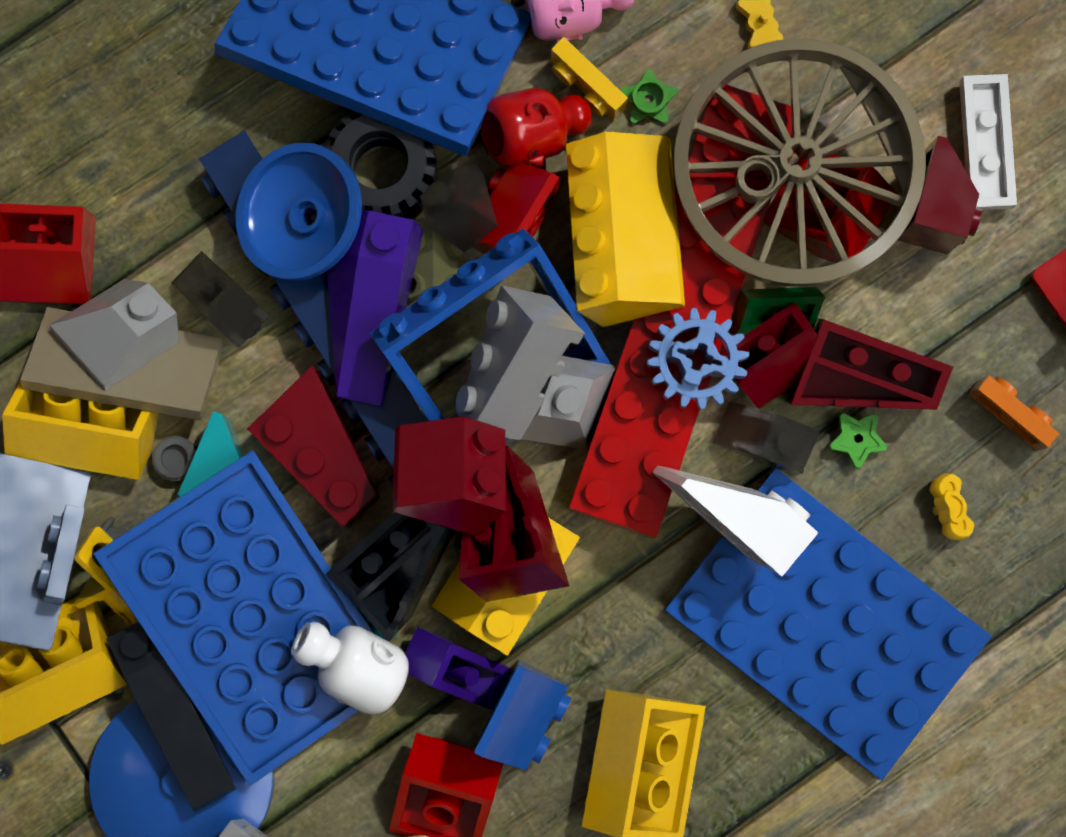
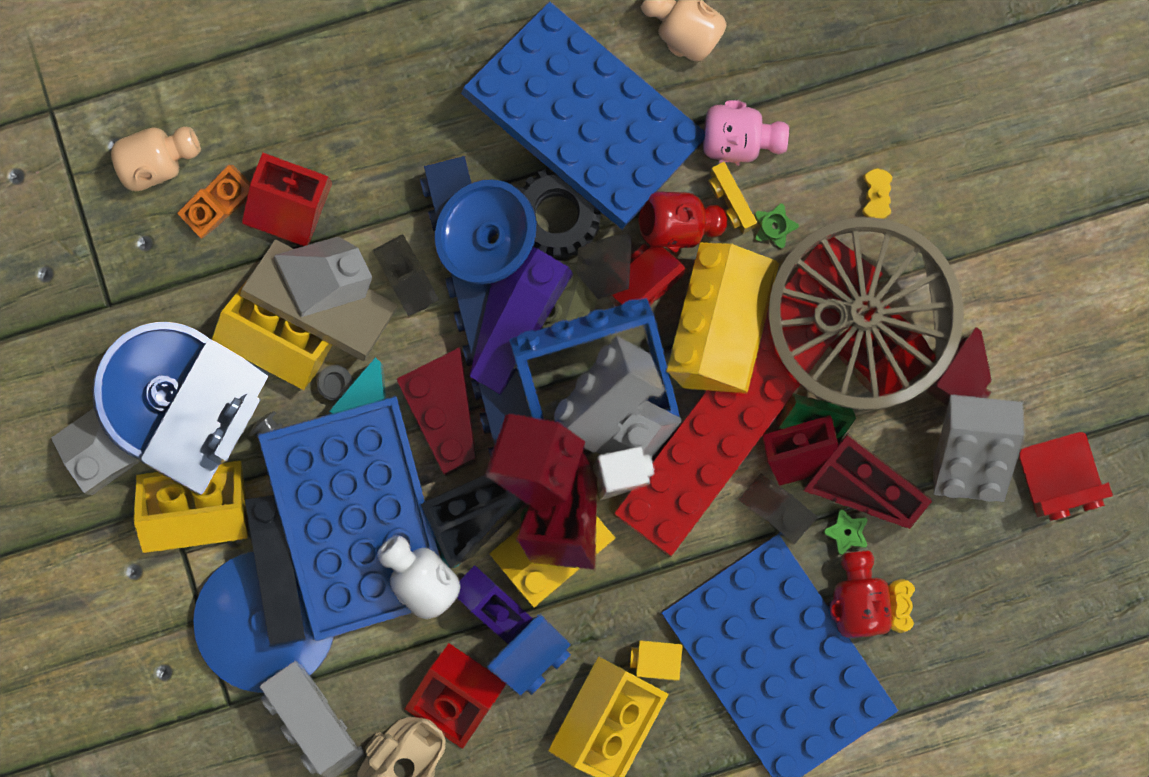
camera: 20 degrees right, 0 degrees up
(100, 585) = (252, 458): yellow bracket -> none
(563, 453) = (622, 472): none -> white slope
(679, 670) = (656, 660): none -> yellow brick
(718, 365) = (757, 445): medium blue gear -> none
(757, 524) = (749, 570): white slope -> none
(904, 517) = (861, 602): none -> red piece
(988, 139) = (1019, 341): white plate -> none
(988, 282) = (978, 448): none -> light grey brick
(1028, 423) = (963, 538): orange plate -> none

